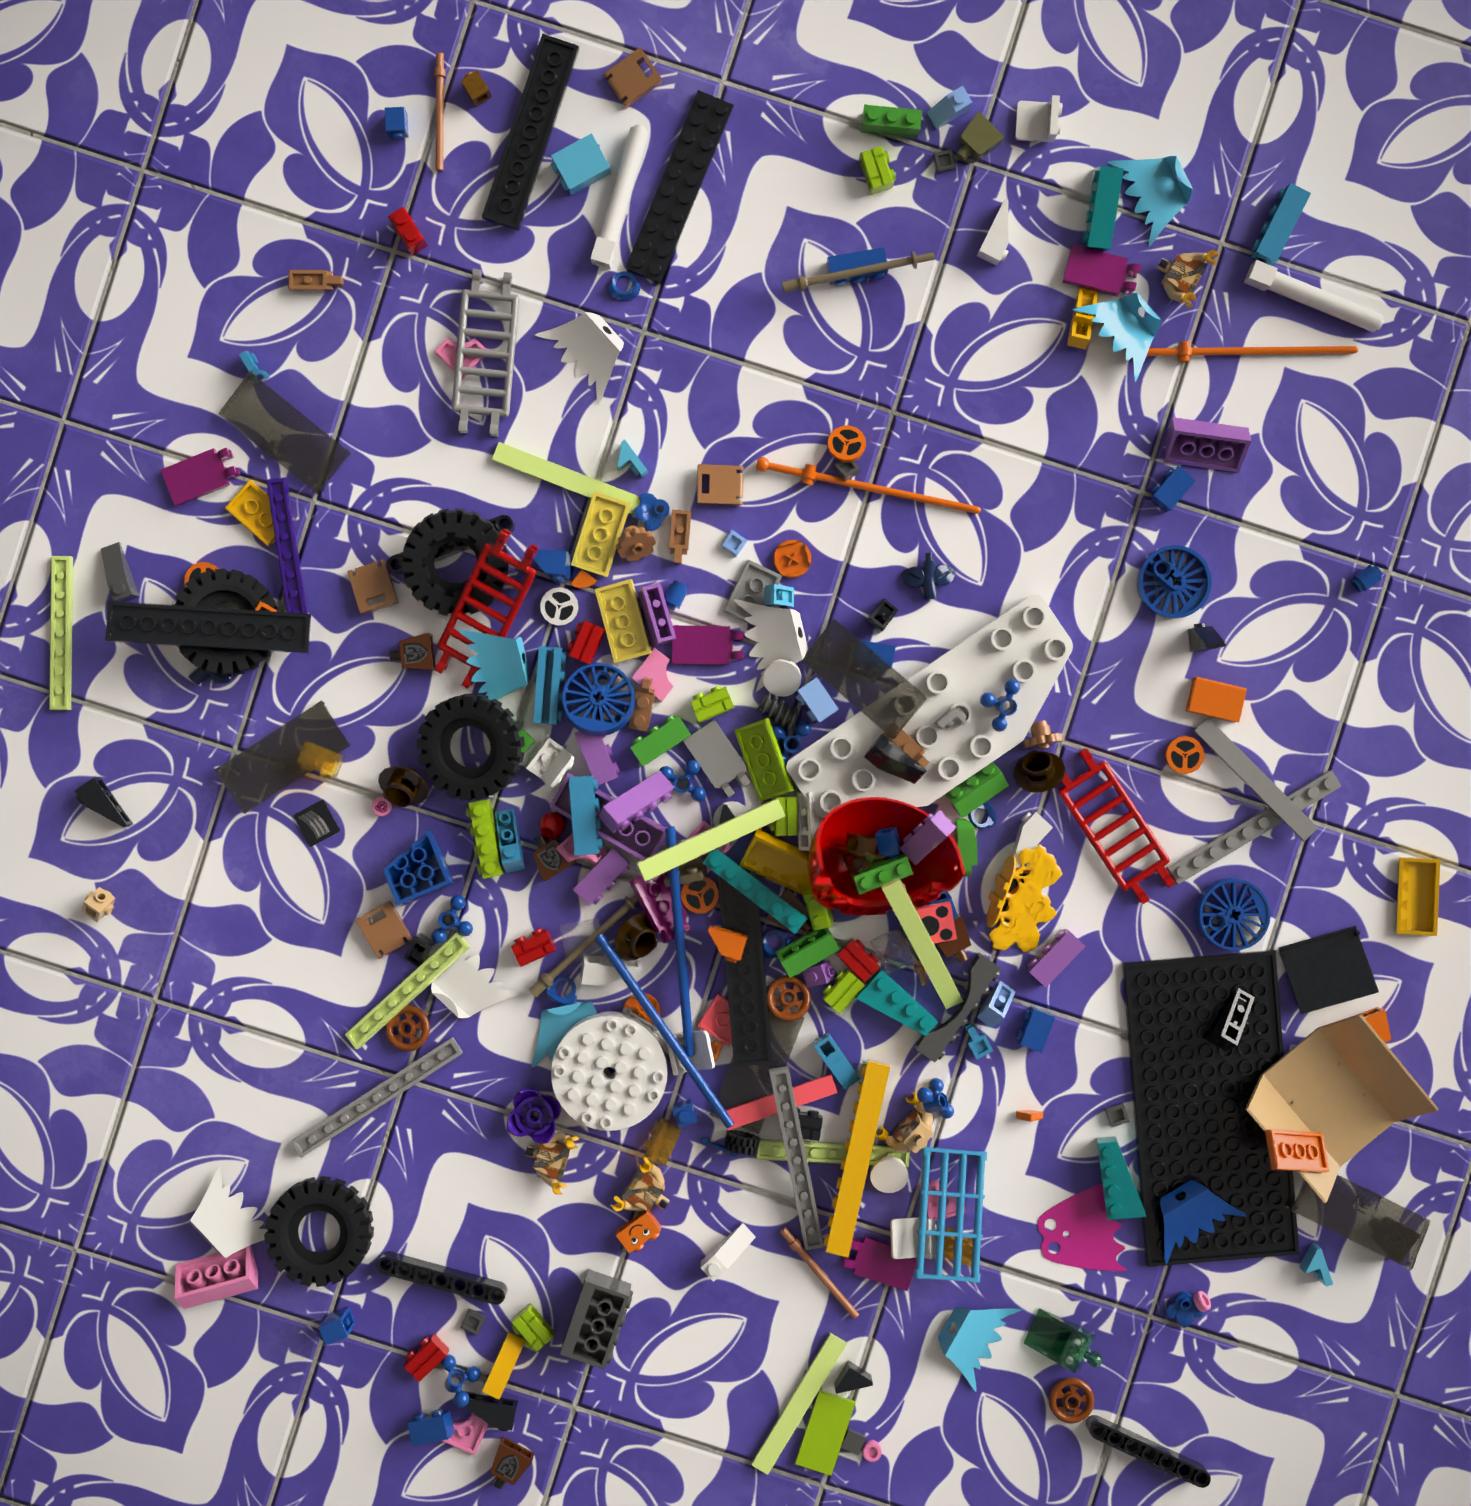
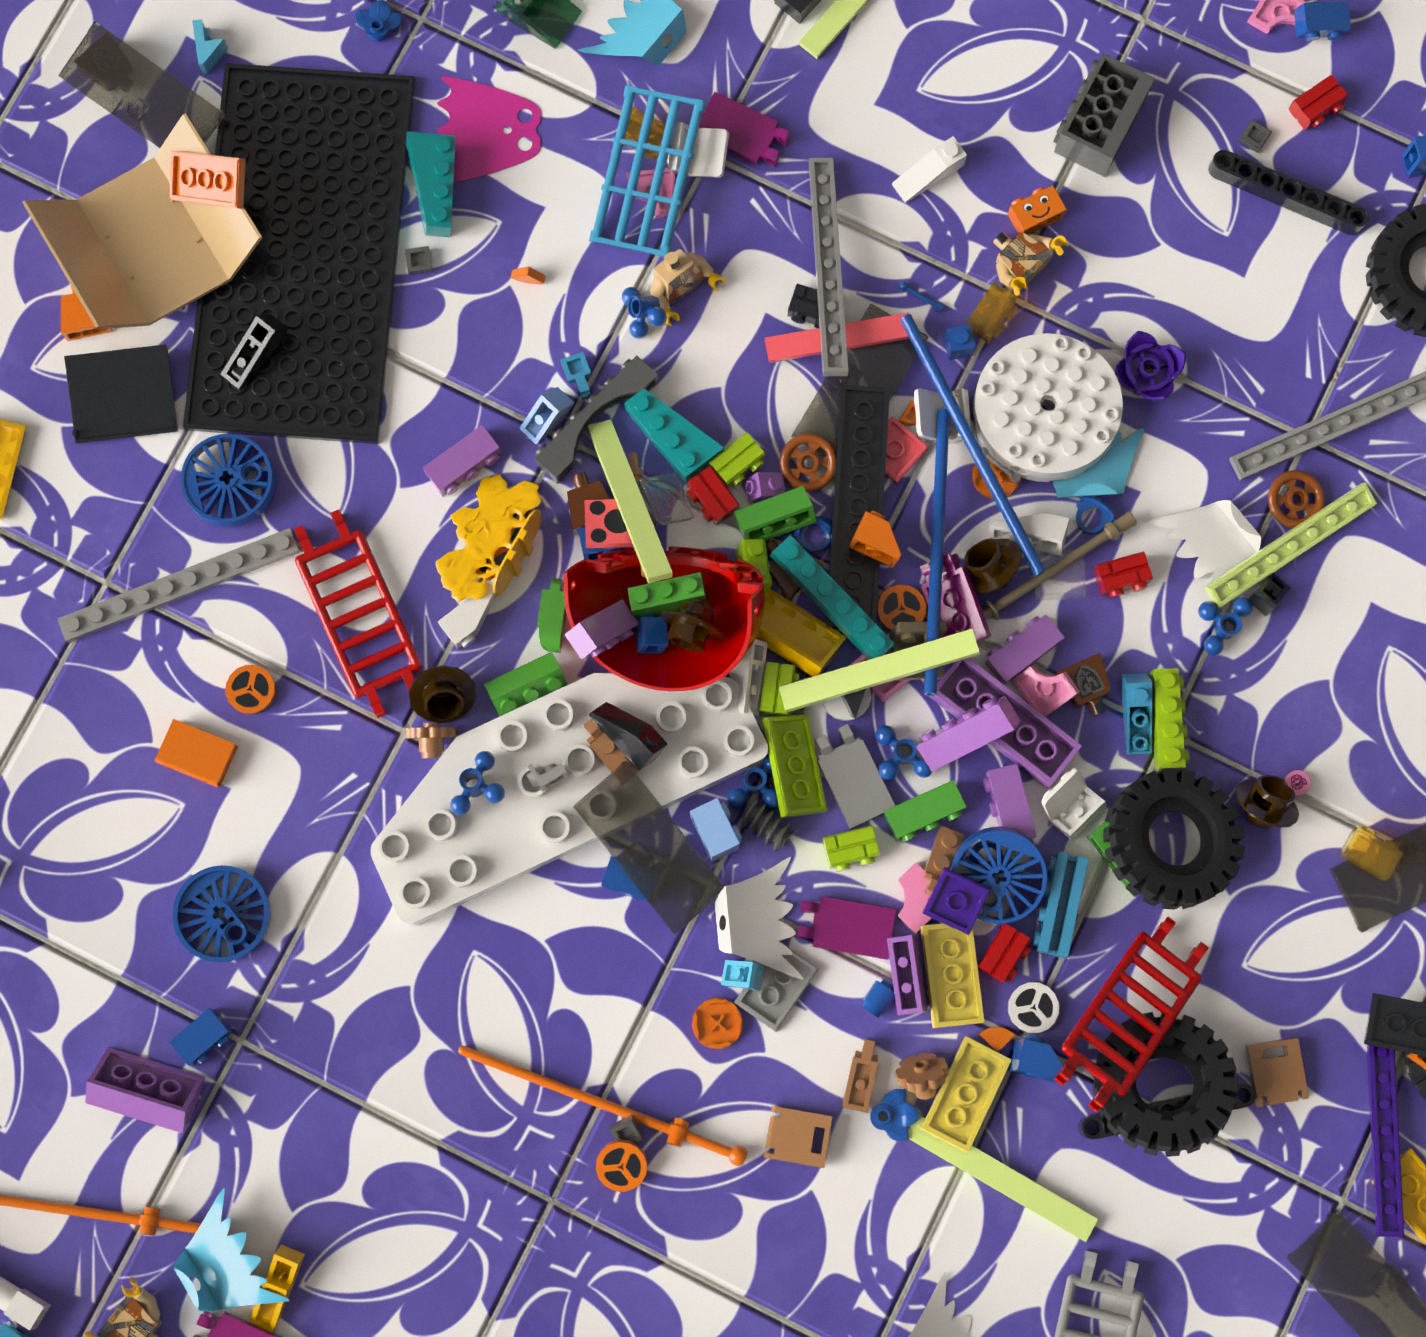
camera: 170 degrees left, 10 degrees down
(316, 823) = (1384, 775): black sticker -> none
(385, 933) = (1309, 621): medium nougat container -> none
(415, 653) = (1230, 974): reddish brown torso -> none
(418, 871) = (1259, 691): blue wedge -> none
(472, 1374) = (1264, 74): blue piece -> none
(496, 1412) = (1244, 30): black slope -> none
(501, 663) = (1122, 941): medium azure piece -> none
(503, 1365) = (1224, 79): yellow slope -> none
(532, 1328) = (1183, 117): lime brick -> none
(552, 824) = (1080, 724): red piece -> none
(552, 1159) = (1133, 311): torso -> none
(584, 816) = (1038, 726): dark azure brick -> none
(627, 674) = (956, 900): none -> dark purple tile
(628, 456) = (916, 1194): medium azure slope -> none
(734, 543) = (791, 1056): light blue tile -> none
(741, 1142) = (893, 295): black tyre -> none
(782, 677) = (754, 867): white tile -> none
(795, 1245) = (843, 165): nougat bar -> none
(824, 1152) = (777, 267): yellowish green tile -> none
(836, 1060) = (760, 378): dark azure slope -> none
(858, 1158) = (751, 255): yellow brick -> none
(882, 616) = (611, 929): black slope -> none
(889, 1174) = (715, 231): white tile -> none
(929, 576) = (541, 971): dark blue plant -> none
(990, 819) = (514, 645): blue piece -> none
(1035, 1029) = (503, 377): blue brick -> none
(1188, 1215) = (349, 128): blue piece -> none
(1201, 1301) = (355, 25): bright pink tile -> none
(1204, 638) = (197, 831): black slope -> none
(1255, 779) = (166, 644): light grey tile -> none

